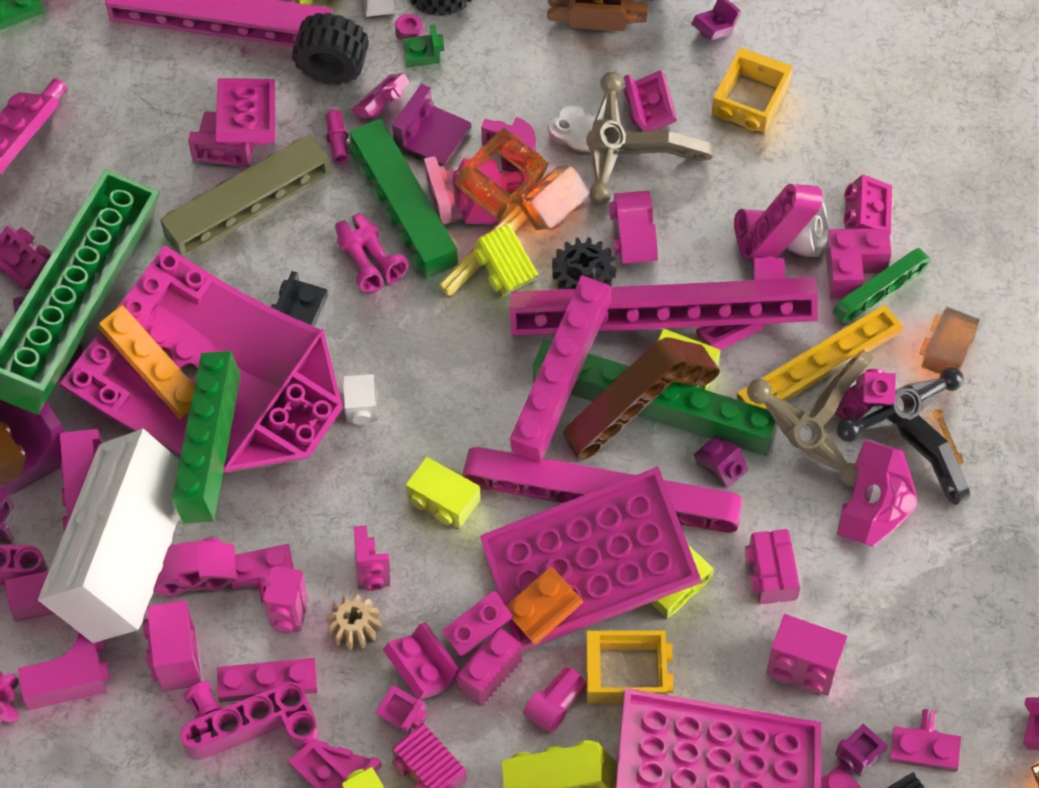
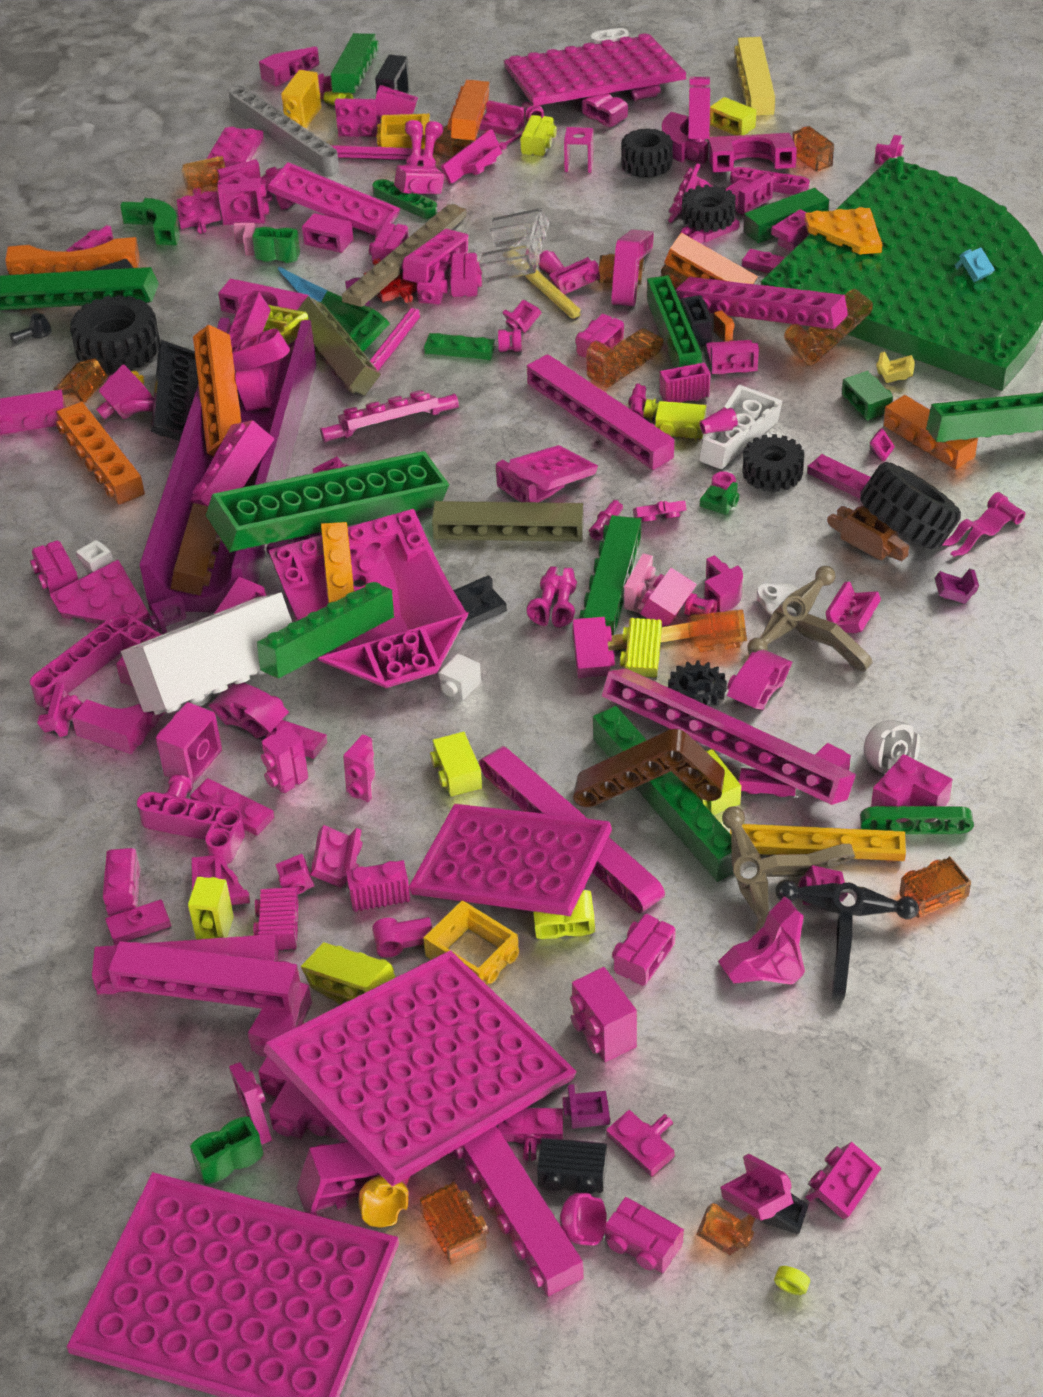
camera: 40 degrees right, 15 degrees down
(330, 48) = (646, 459): black tyre -> none
(342, 618) = (318, 804): tan gear -> none
(428, 129) = (671, 542): magenta bracket -> none
(460, 289) = (591, 647): none -> dark pink brick
(477, 623) = (393, 847): dark pink bracket -> none
(486, 191) = (684, 568): clear orange window -> none
(543, 605) = (448, 866): orange plate -> none
(560, 369) = (602, 722): dark pink brick -> none
(722, 459) = (676, 862): magenta bracket -> none
(749, 65) = (947, 621): yellow window -> none
(772, 230) = (862, 719): dark pink beam -> none
(868, 204) = (961, 763): dark pink bracket -> none
(877, 387) = (832, 870): dark pink bracket -> none
(939, 415) = (879, 932): clear orange hinge -> none

